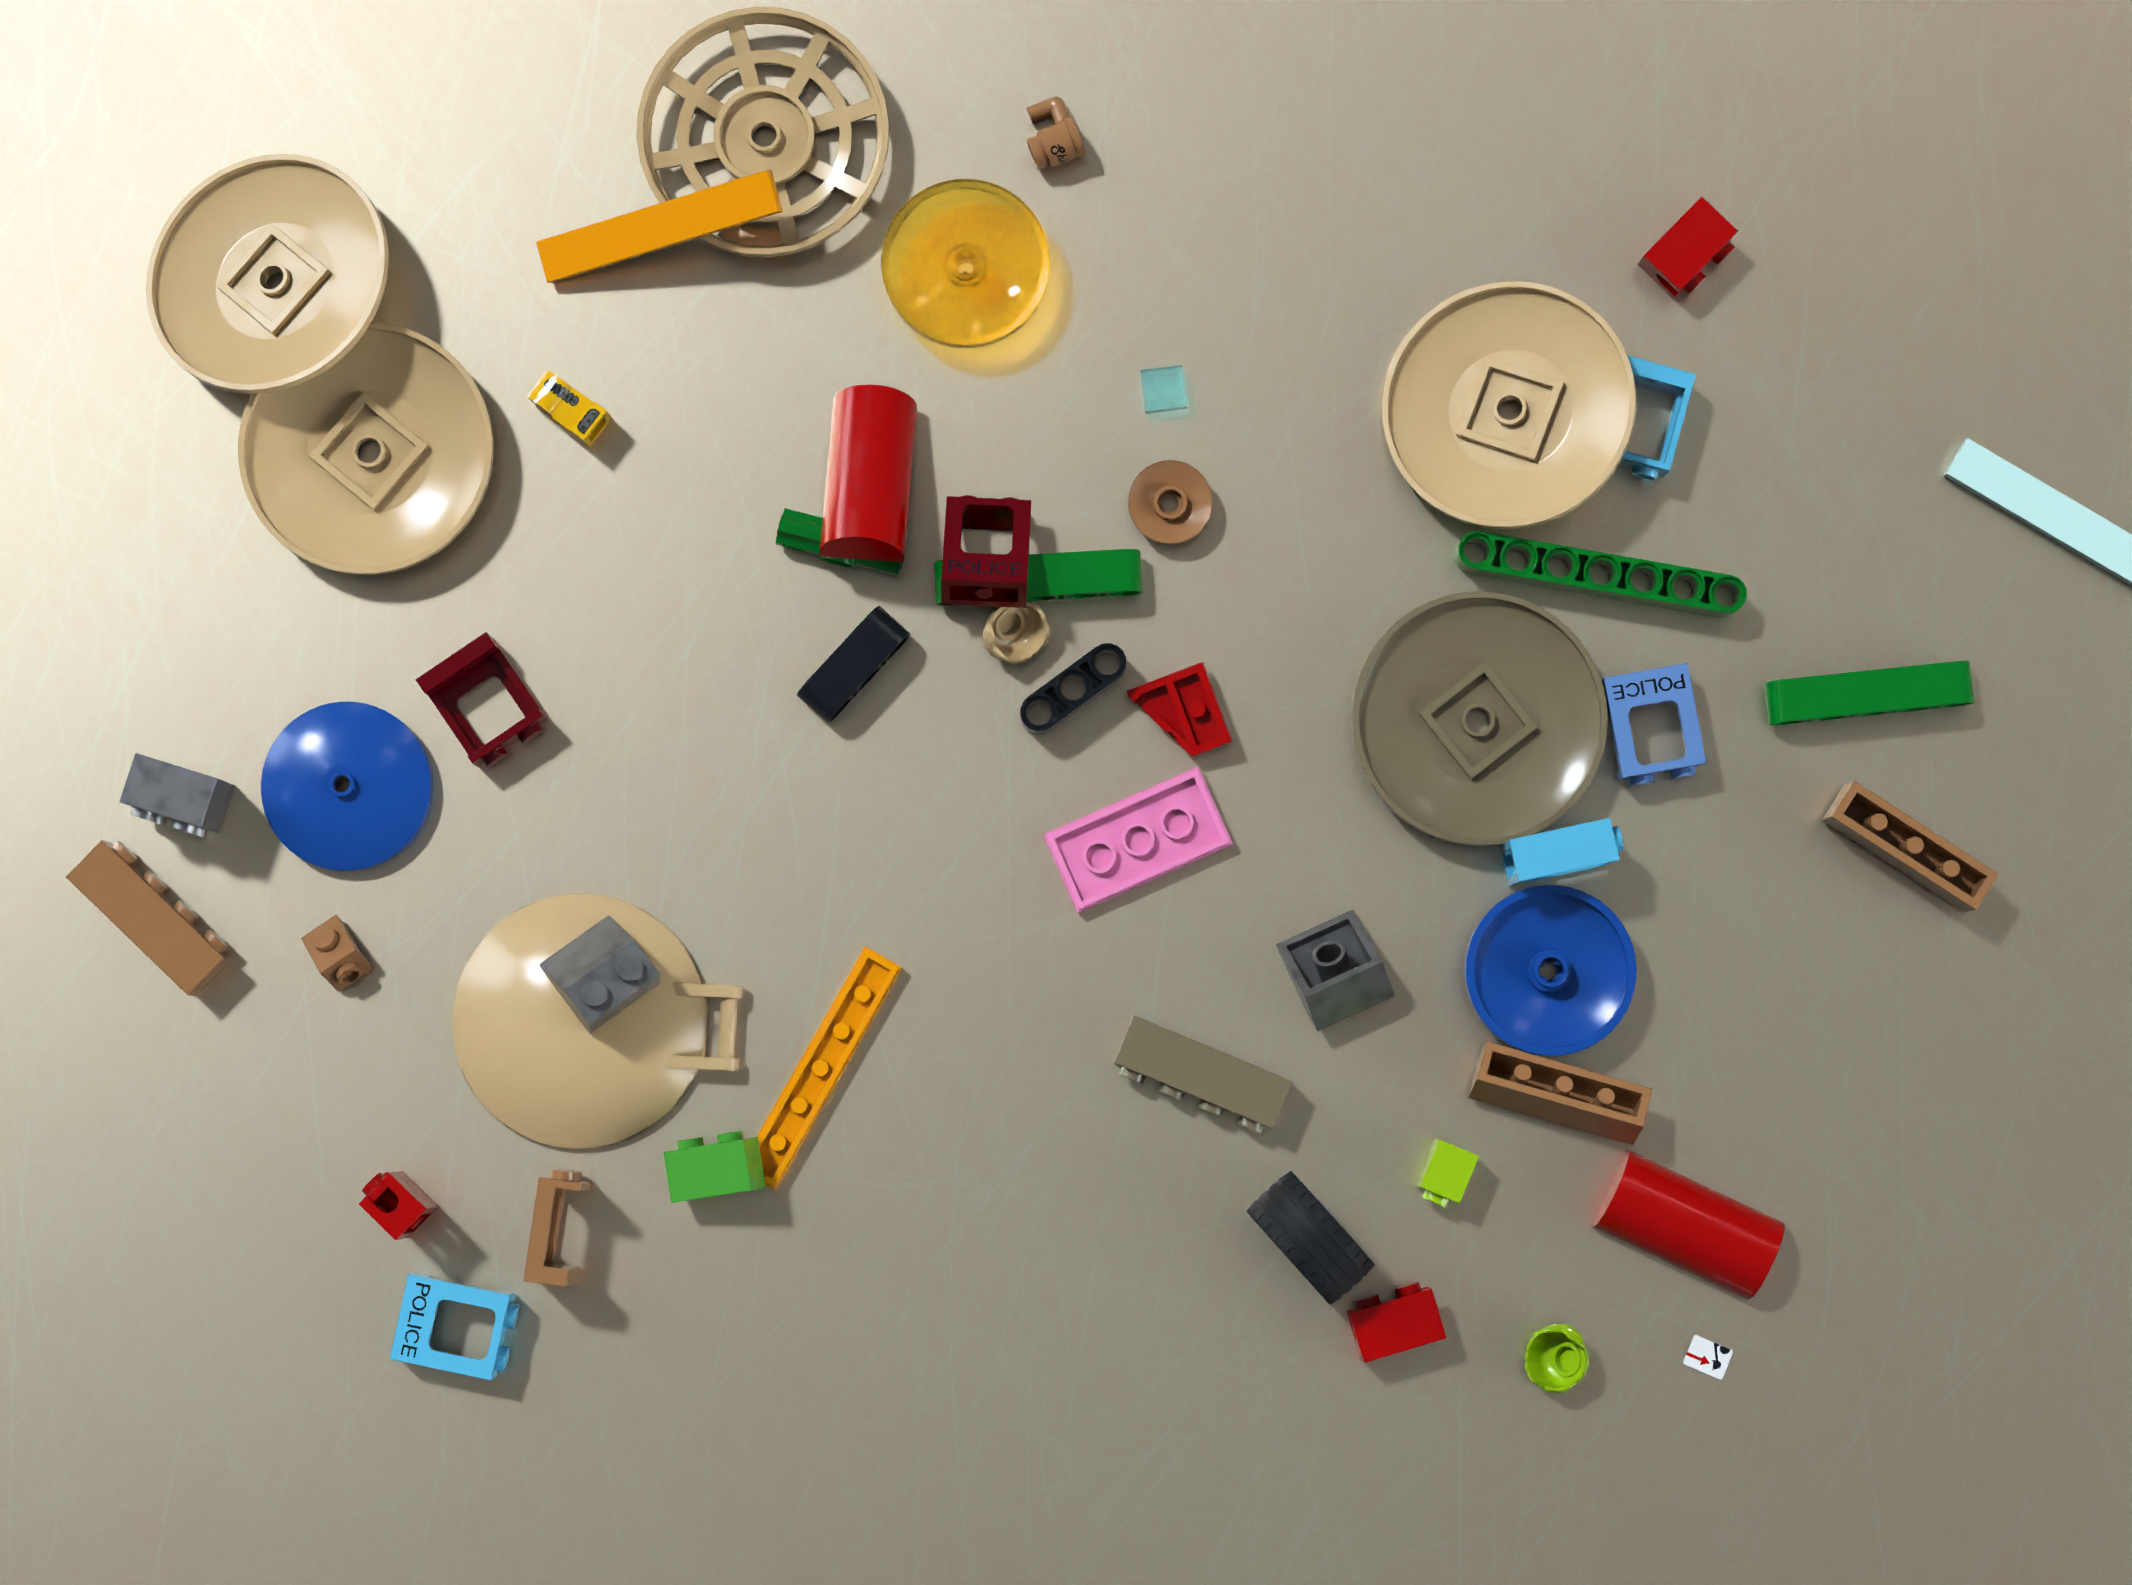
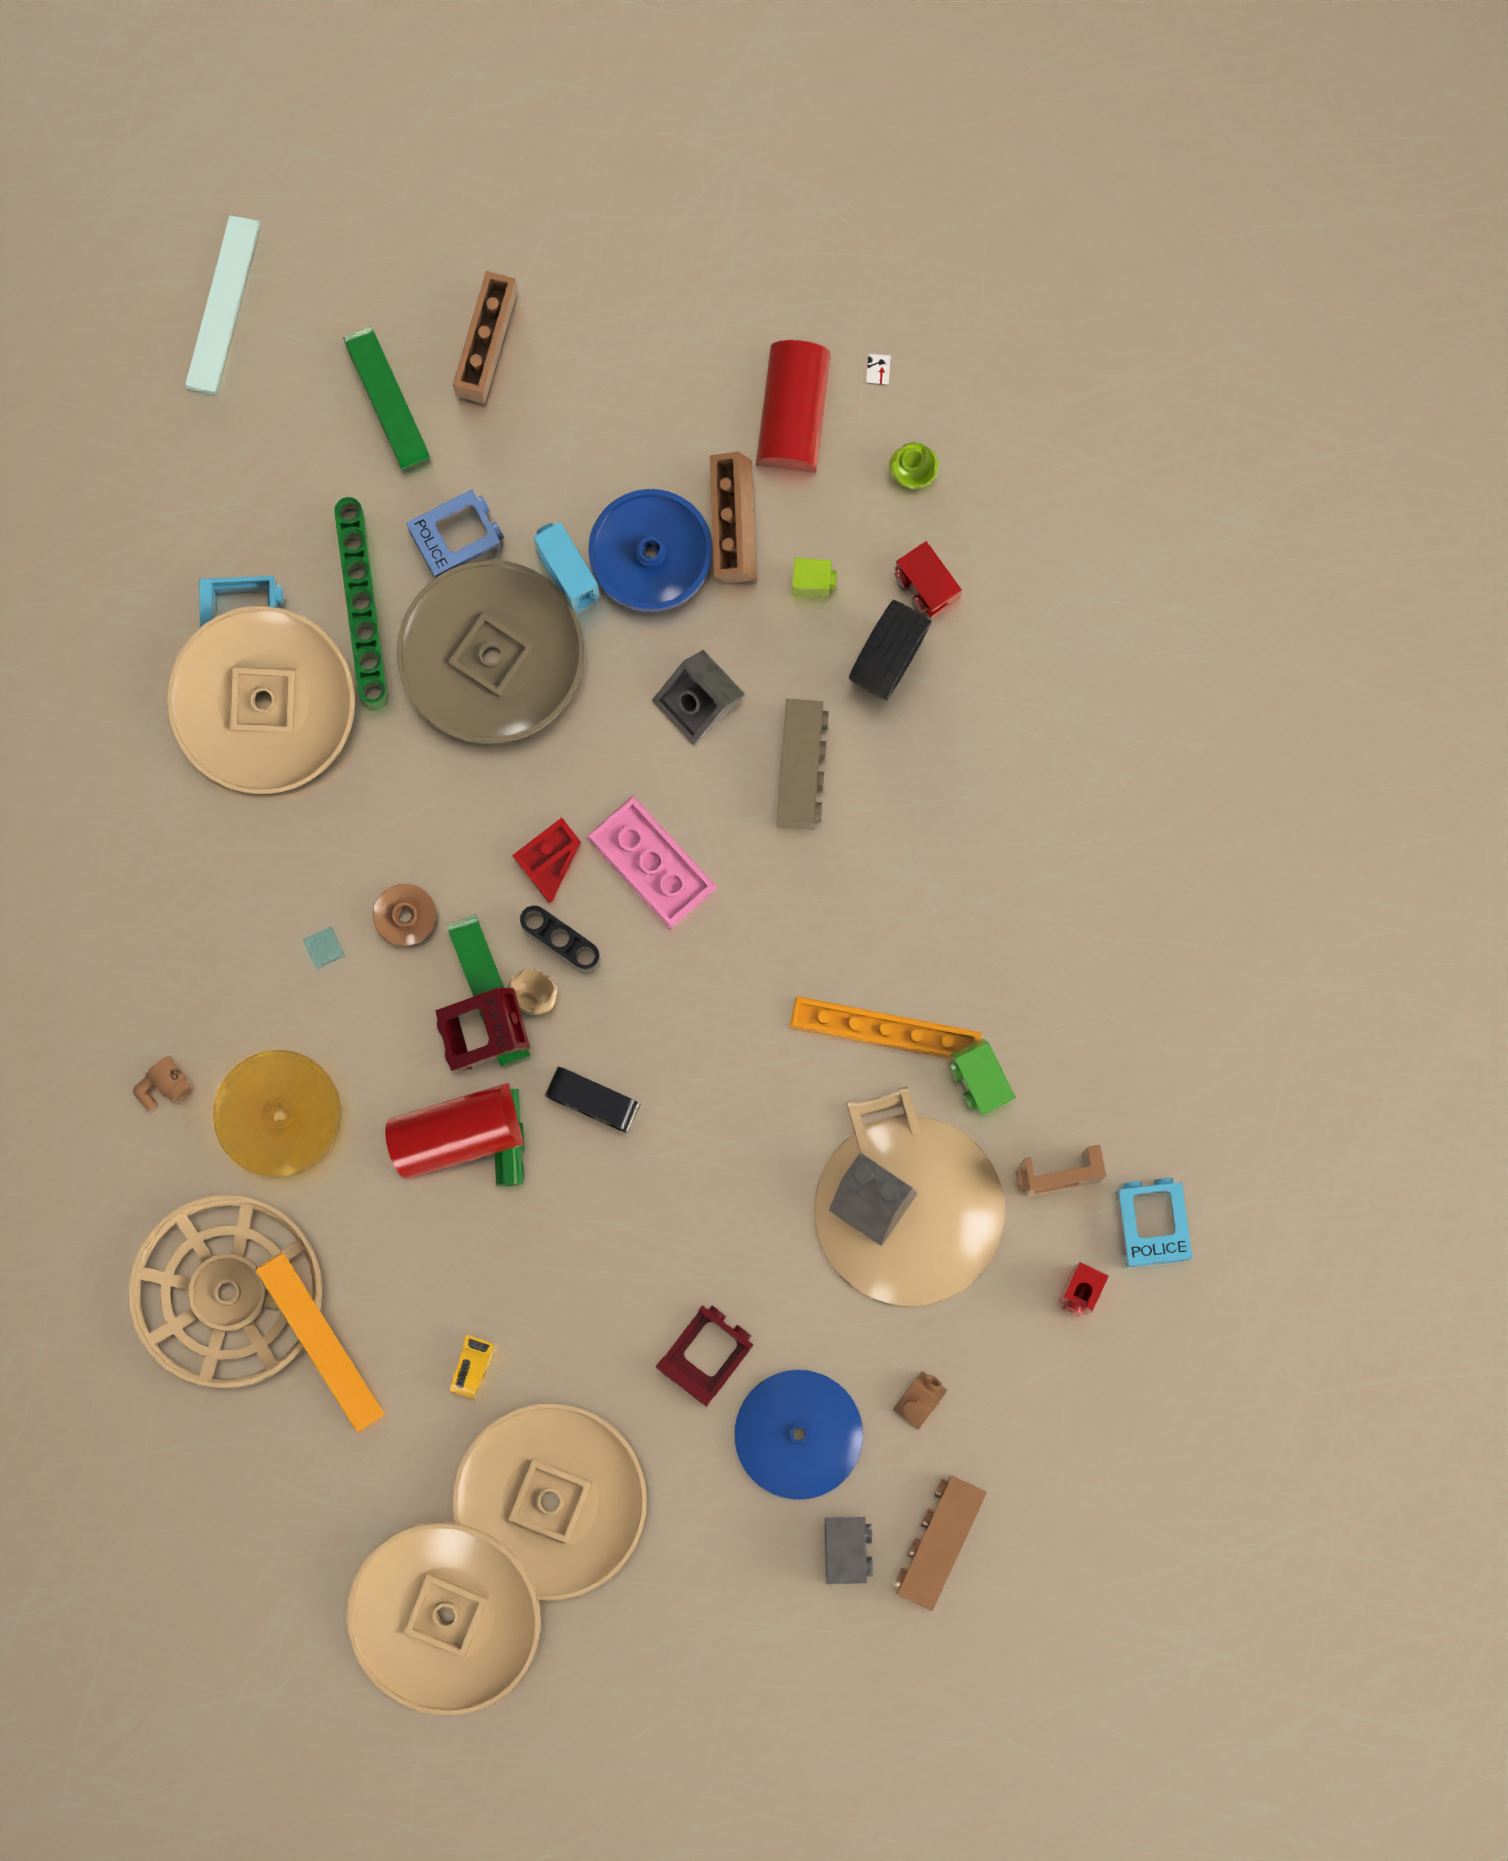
camera: 105 degrees left, 5 degrees down
(1688, 247) = (108, 614): red brick -> none

